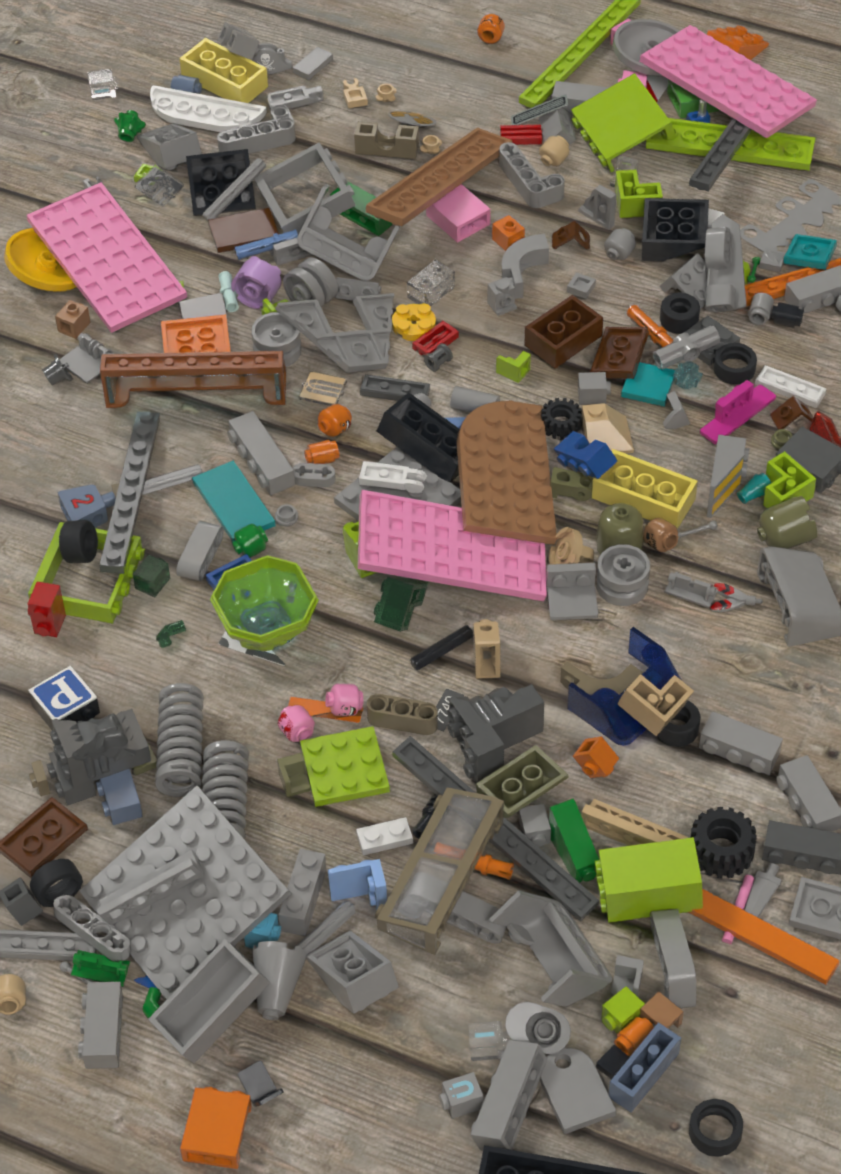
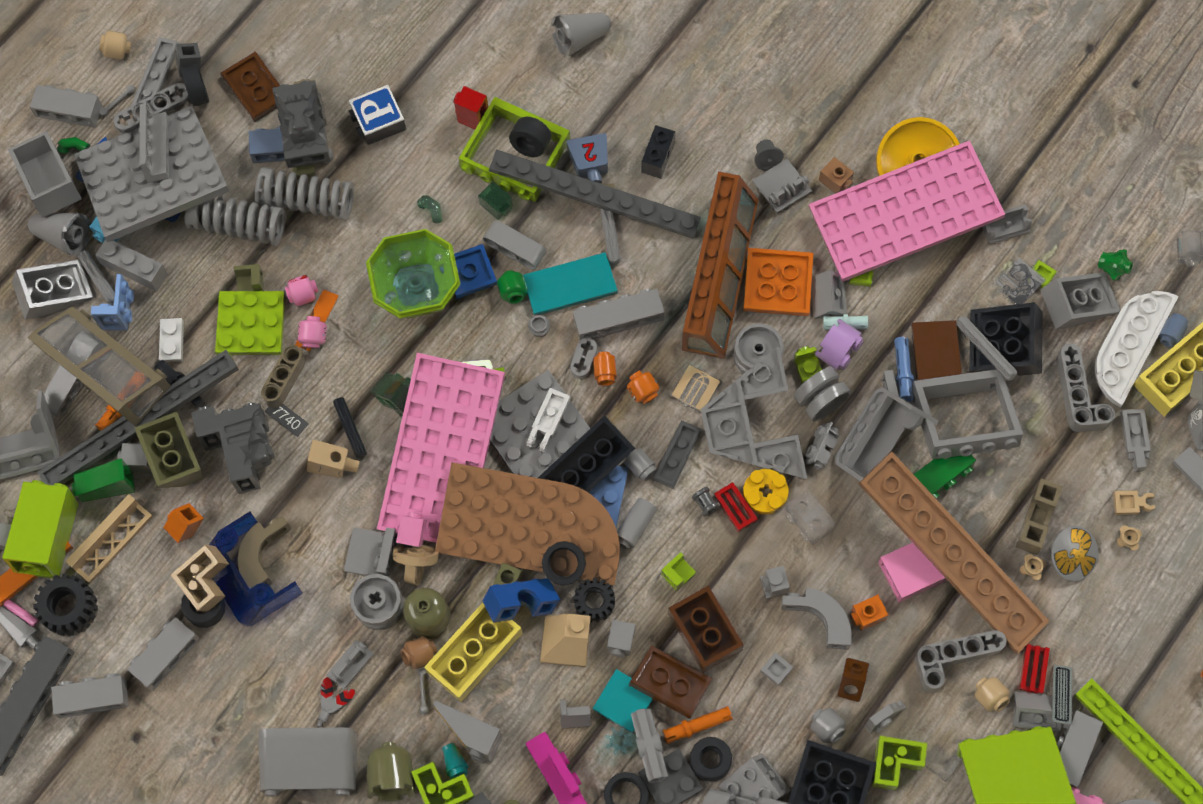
camera: 105 degrees right, 20 degrees up
(69, 453) = (658, 152): none -> black brick
(99, 967) = (119, 103): green hinge -> none
(540, 554) = (411, 529): none -> bright pink brick
(543, 421) = (547, 566): none -> black tyre

